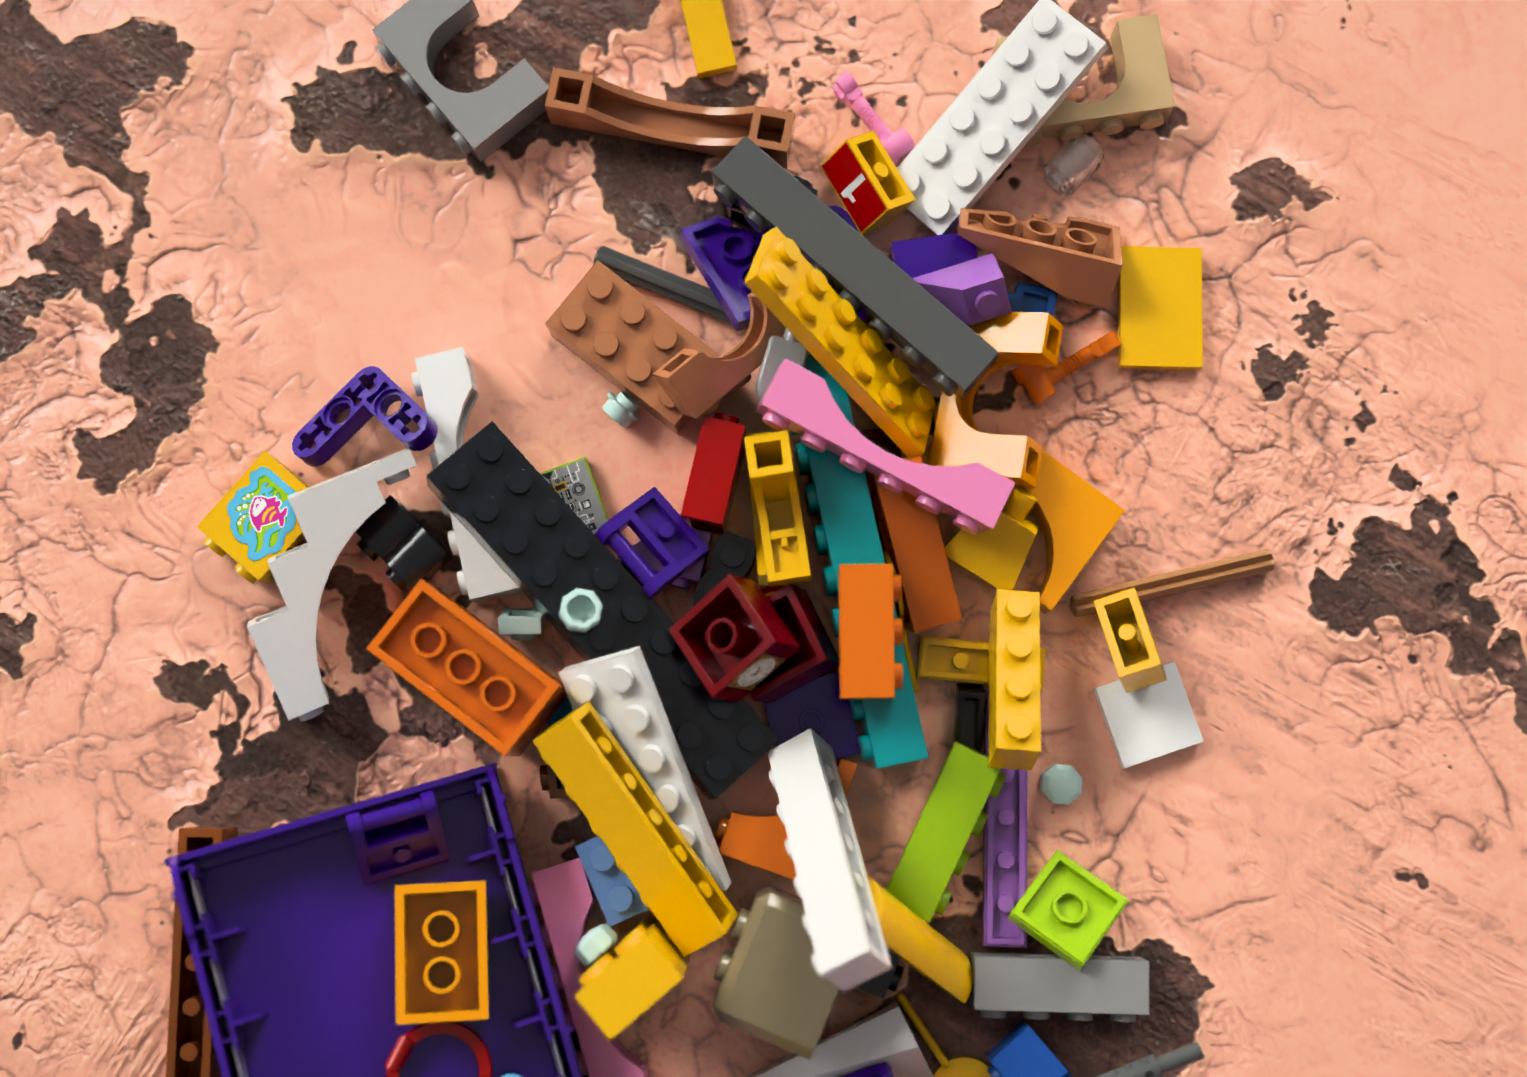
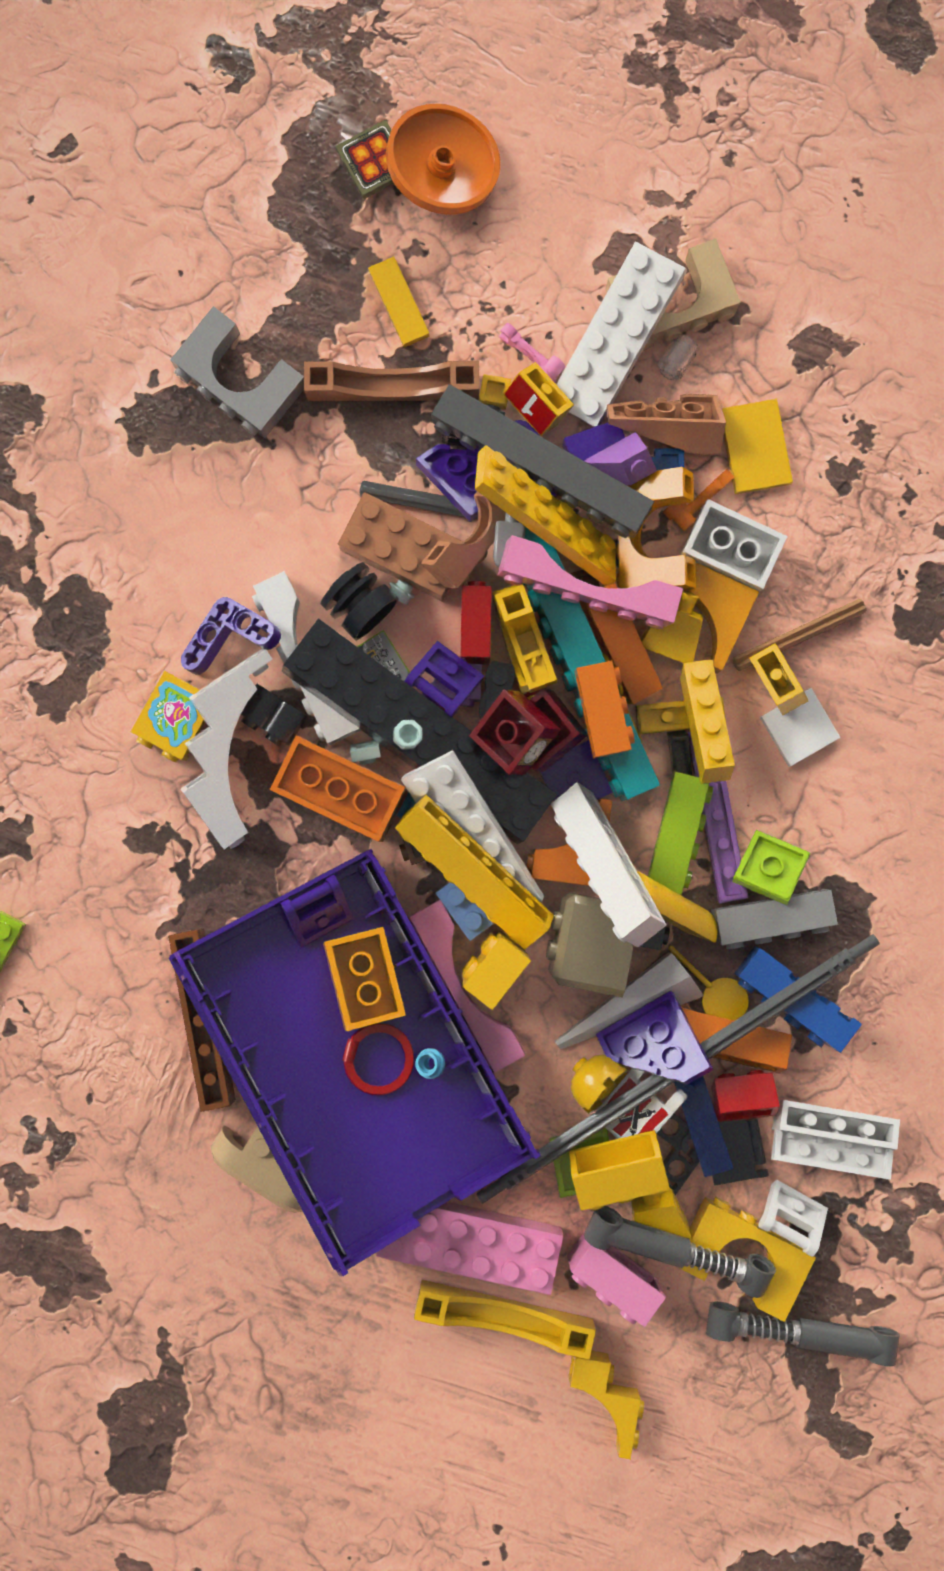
camera: 15 degrees left, 5 degrees up
(554, 403) = (354, 596): none -> black wheel
(595, 944) = (463, 954): light aqua tile -> none
(807, 158) = (493, 389): none -> yellow tile
(1061, 784) = (750, 785): light aqua tile -> none
(1102, 438) = (734, 545): none -> white brick

